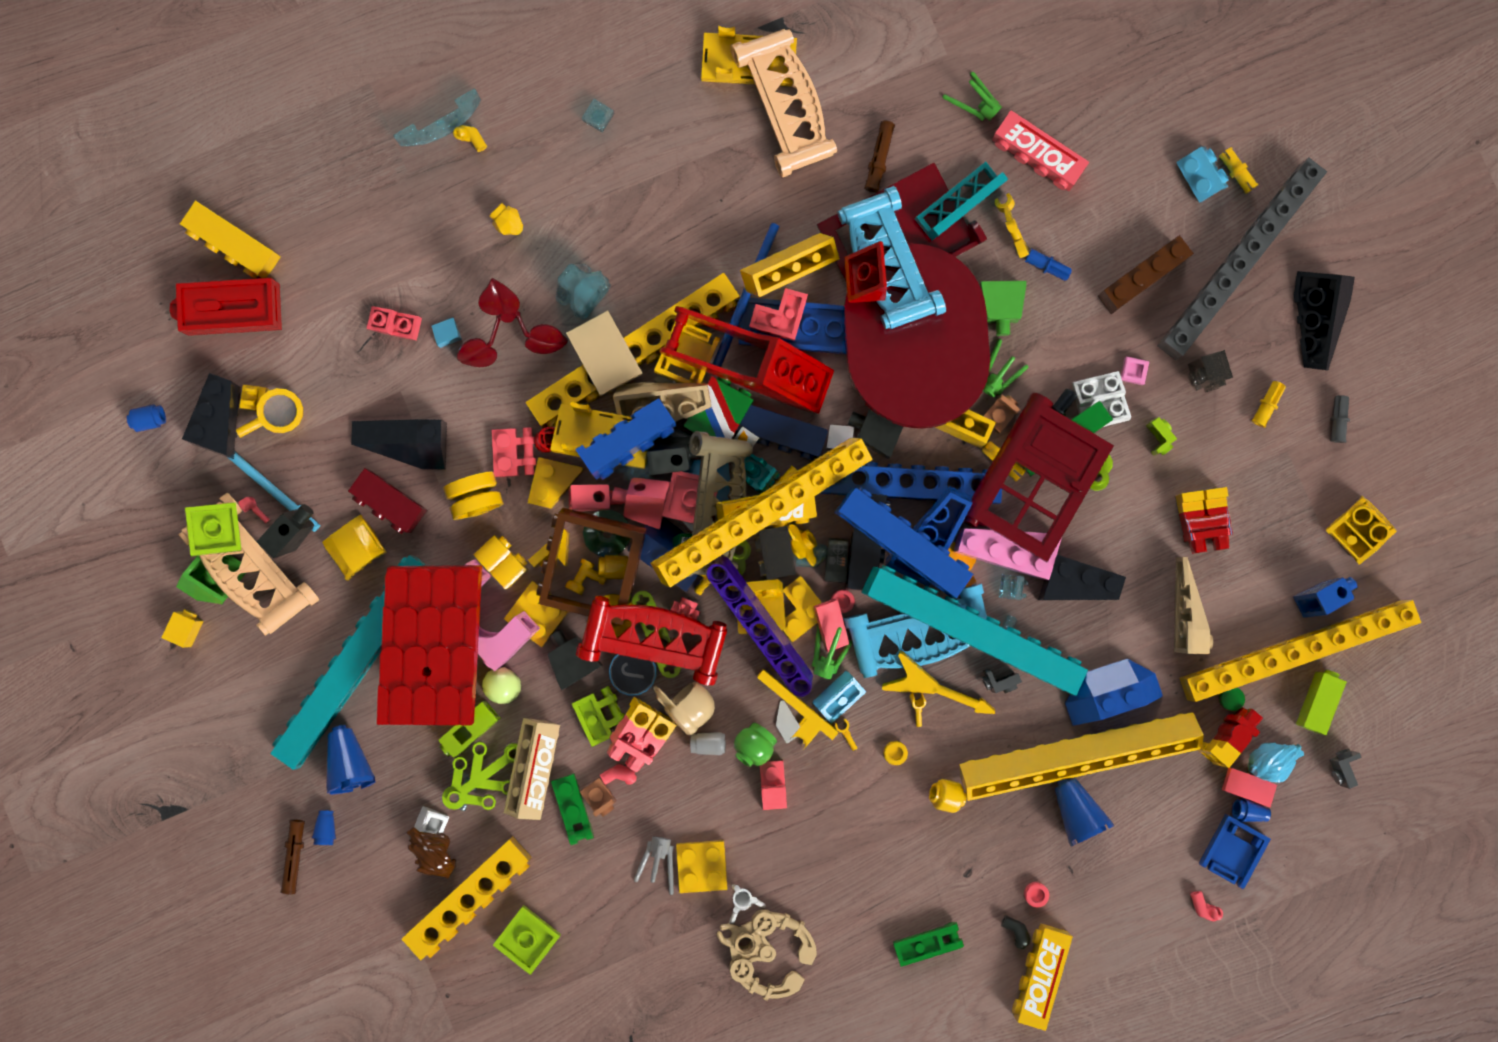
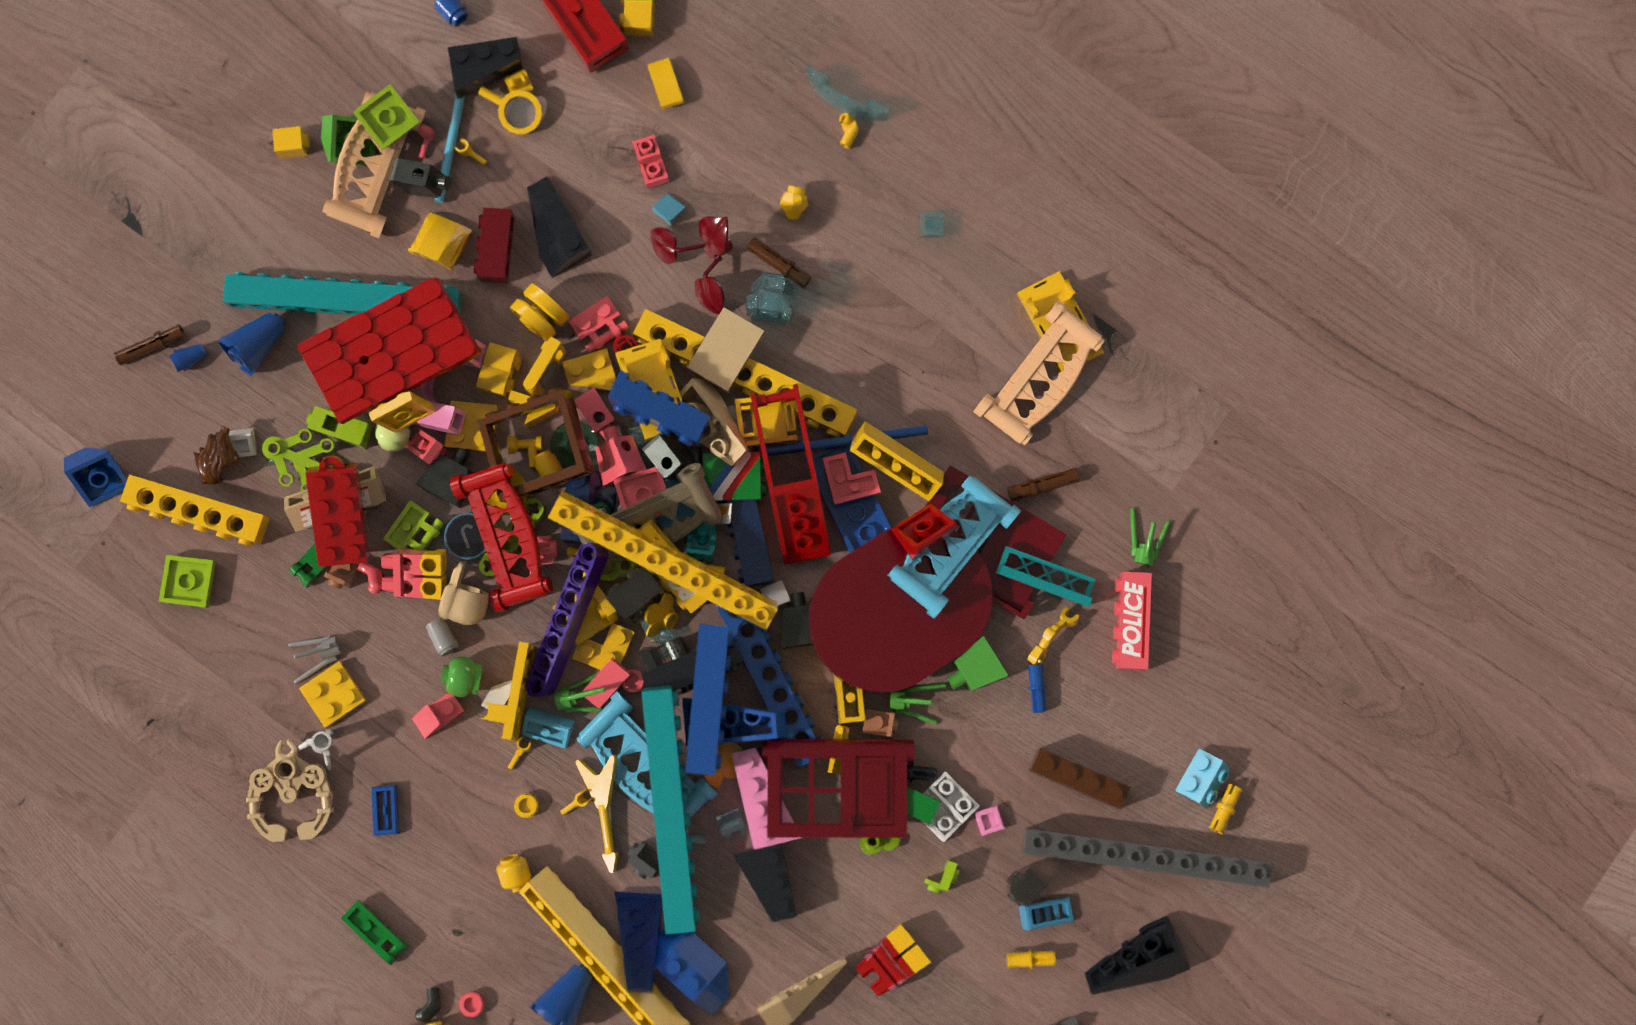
camera: 65 degrees right, 5 degrees down
(288, 476) = (469, 152): none -> yellow hand
(331, 269) = (665, 83): none -> yellow slope
(382, 969) = (94, 474): none -> blue slope
(492, 665) = (401, 411): none -> yellow plate
(525, 519) = (544, 367): none -> yellow container
(532, 664) = (425, 447): none -> coral slope
(548, 772) = (337, 512): none -> red piece
(552, 265) = (786, 267): none -> reddish brown pin
(810, 867) = (394, 809): none -> blue tile
(1061, 717) = (639, 934): none -> clear blue wing
(1238, 385) = (1026, 916): none -> dark azure slope

